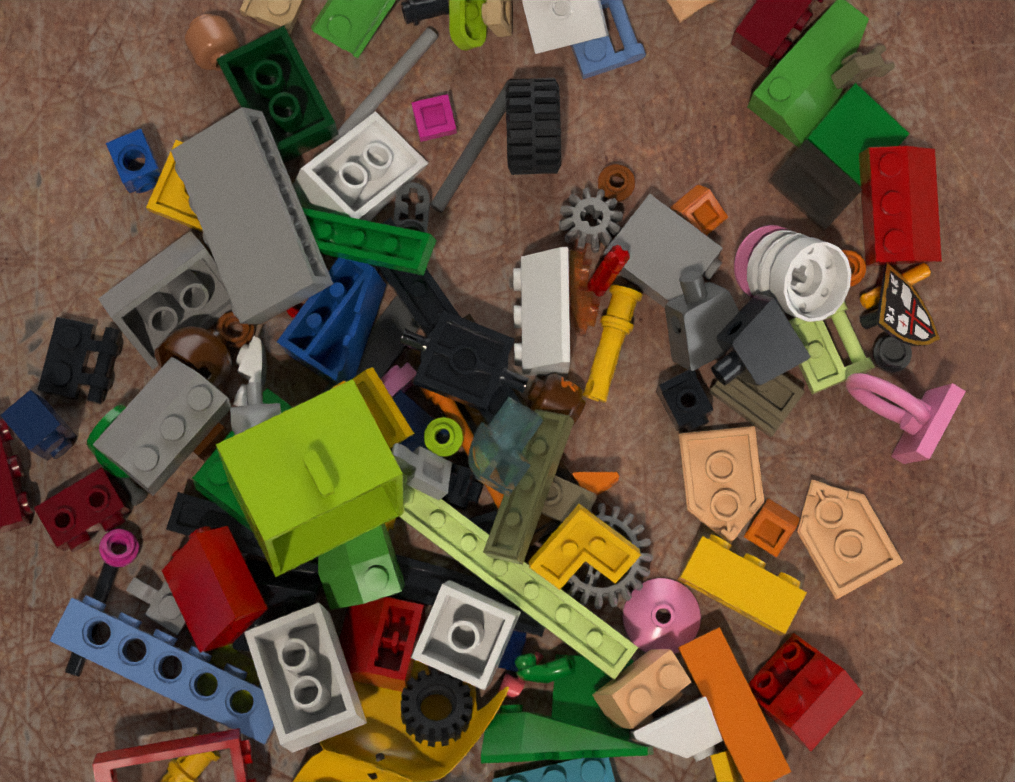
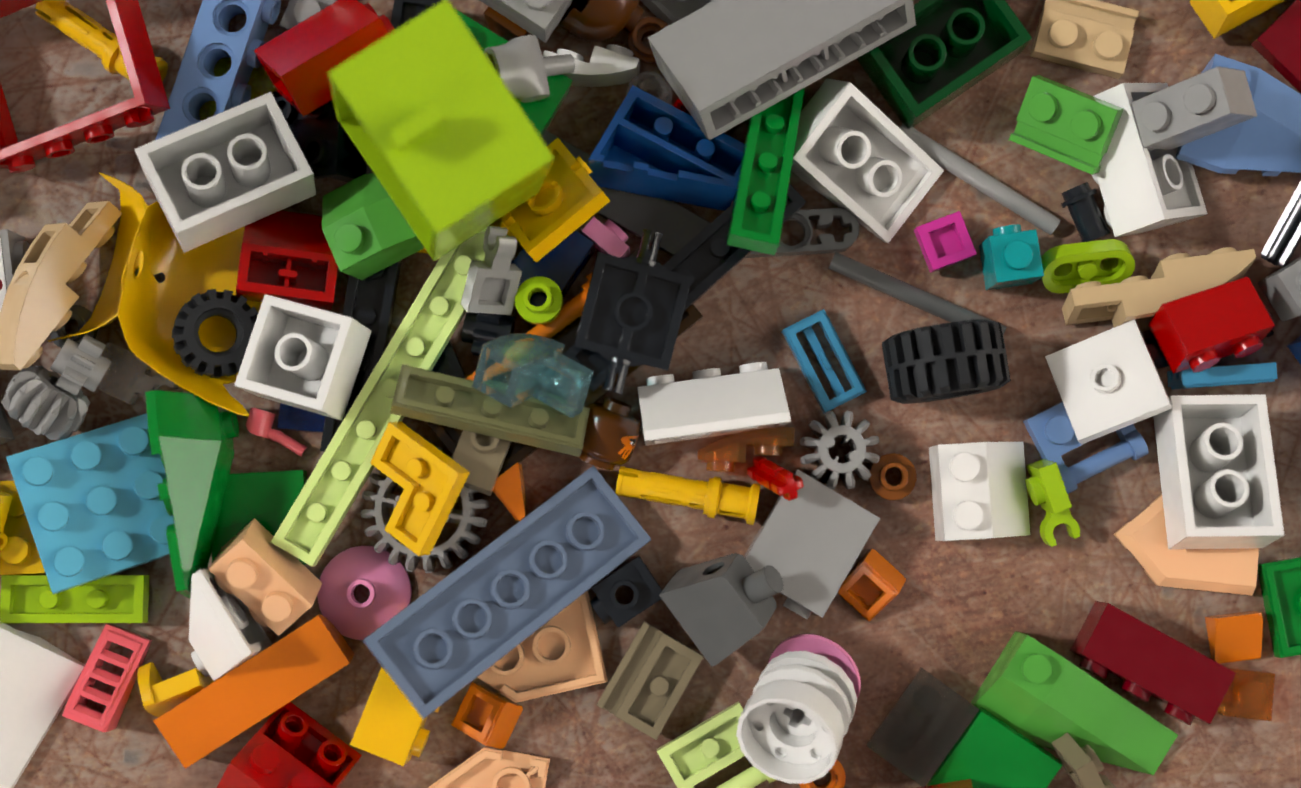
camera: 85 degrees right, 5 degrees up
(454, 68) = (1010, 258): none -> teal brick
(487, 236) = (841, 396): none -> dark azure tile
(543, 673) = (277, 459): green arm -> none
(635, 119) = (979, 490): none -> white slope
(643, 64) = (1048, 491): none -> lime plate
(676, 492) = (506, 592): none -> sand blue plate
(758, 344) = (701, 674): black torso -> none

